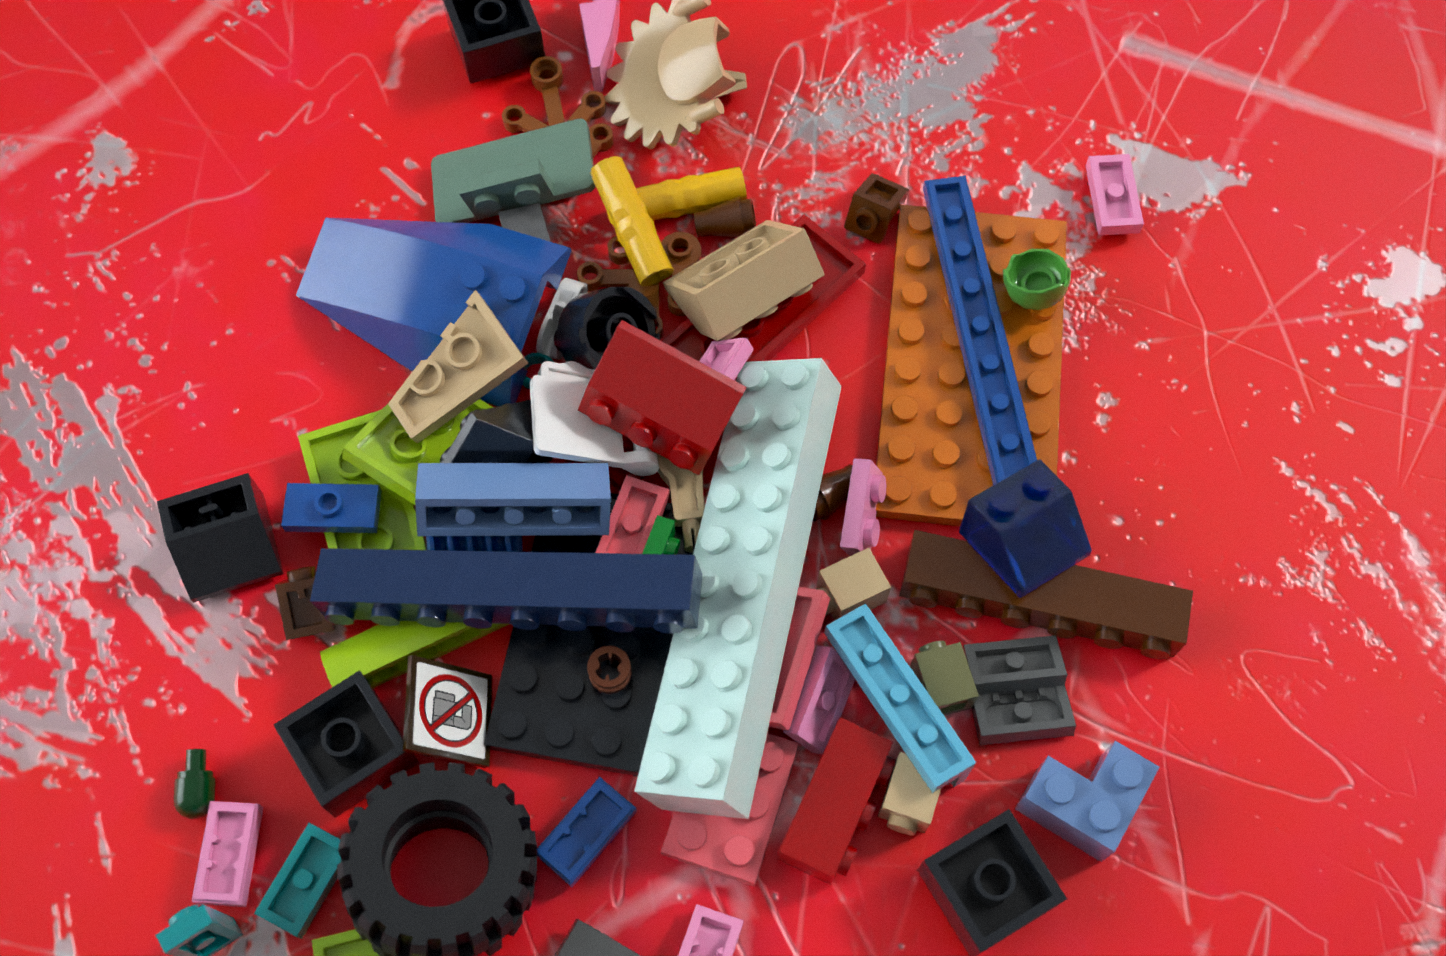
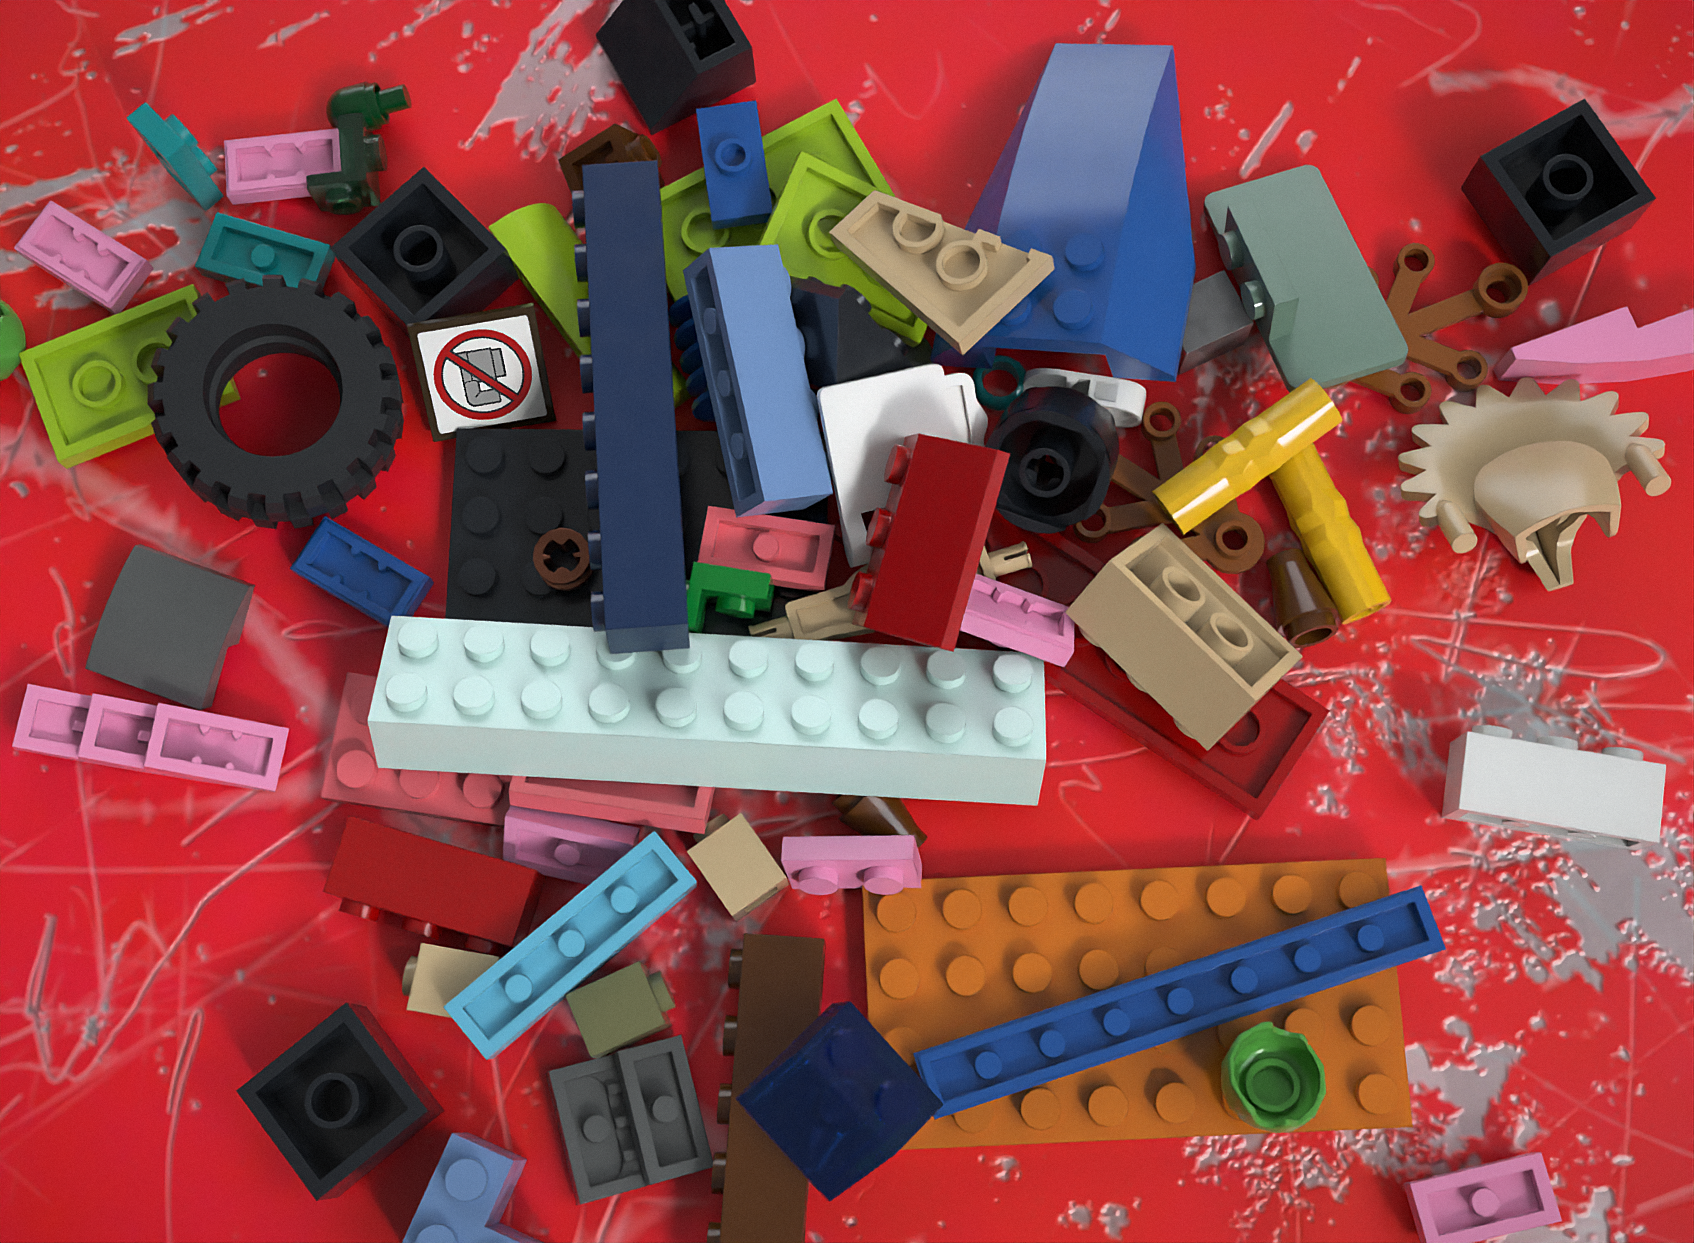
camera: 85 degrees right, 10 degrees up
(243, 788) = (358, 181): none -> clear green bracket
(870, 108) = (1554, 788): none -> white brick
(874, 207) = (1374, 819): reddish brown bracket -> none

